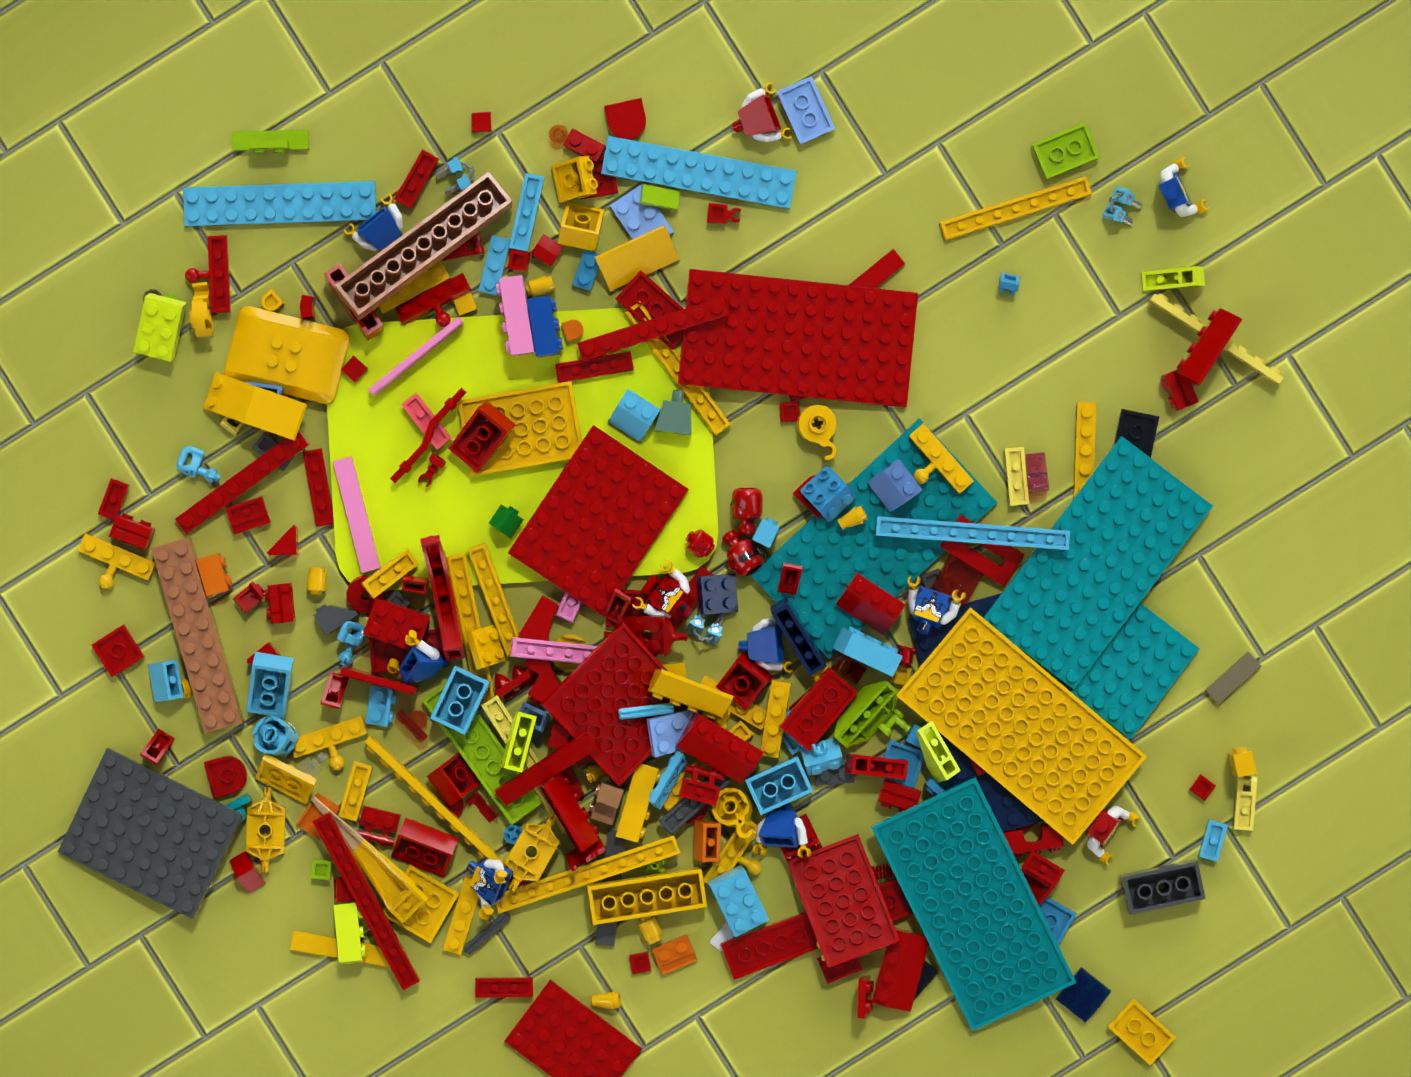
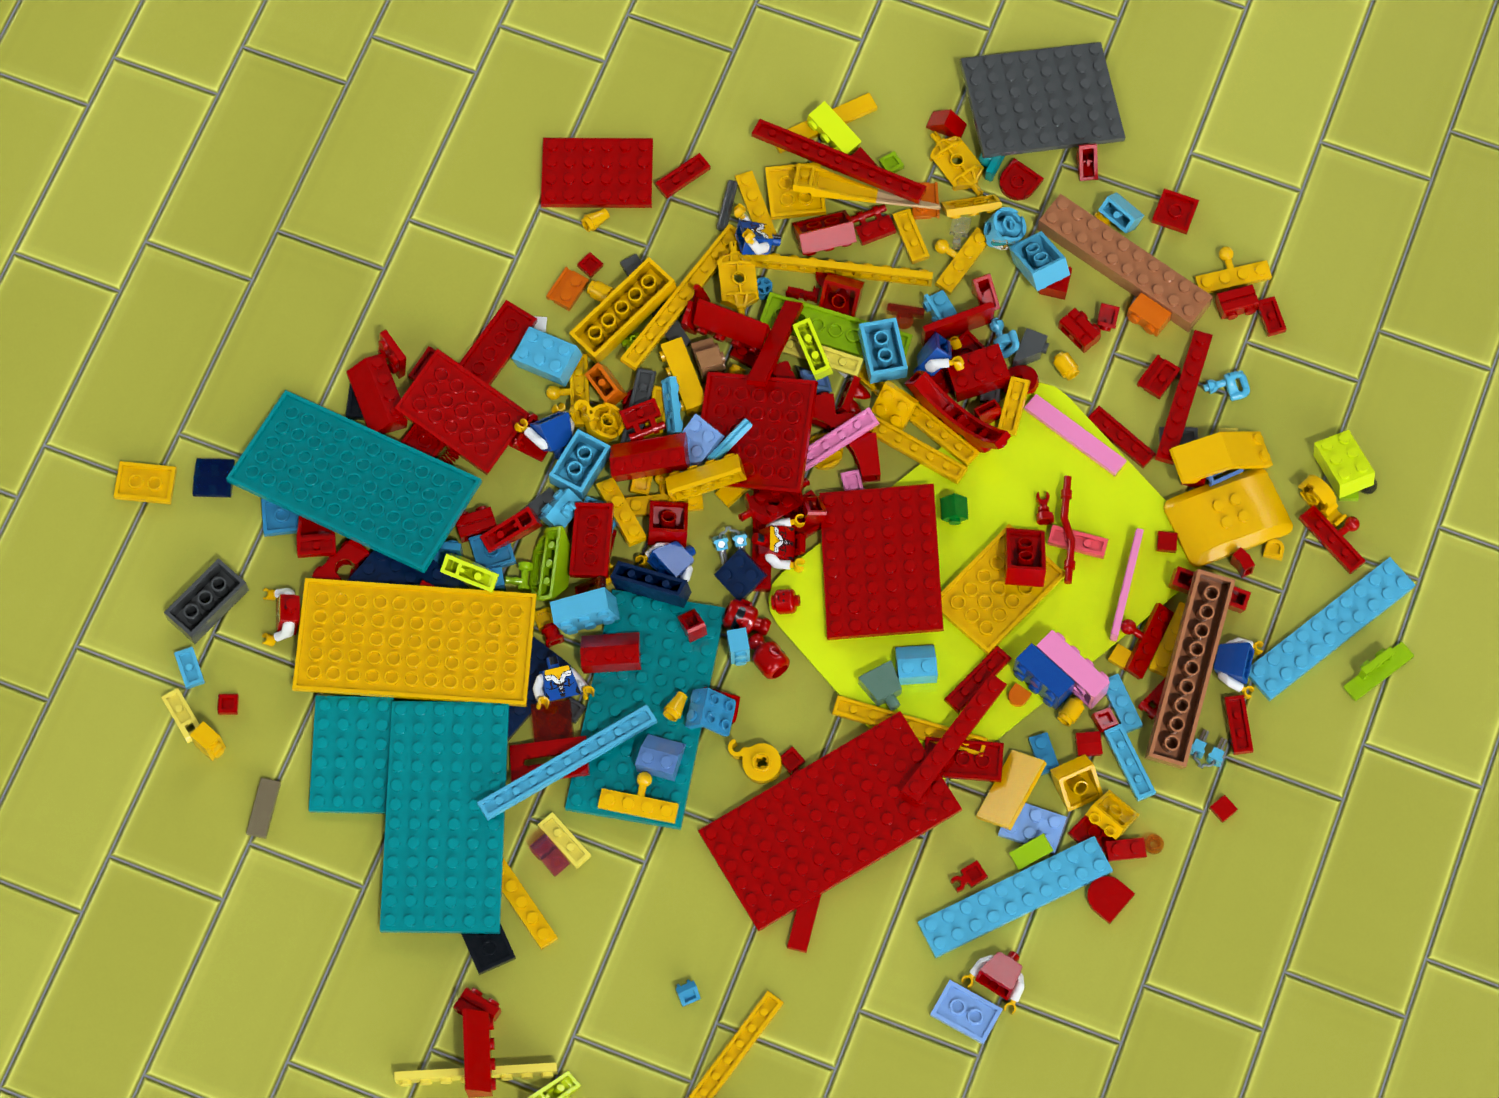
camera: 145 degrees right, 20 degrees down
(287, 543) = (1110, 375): red slope -> none

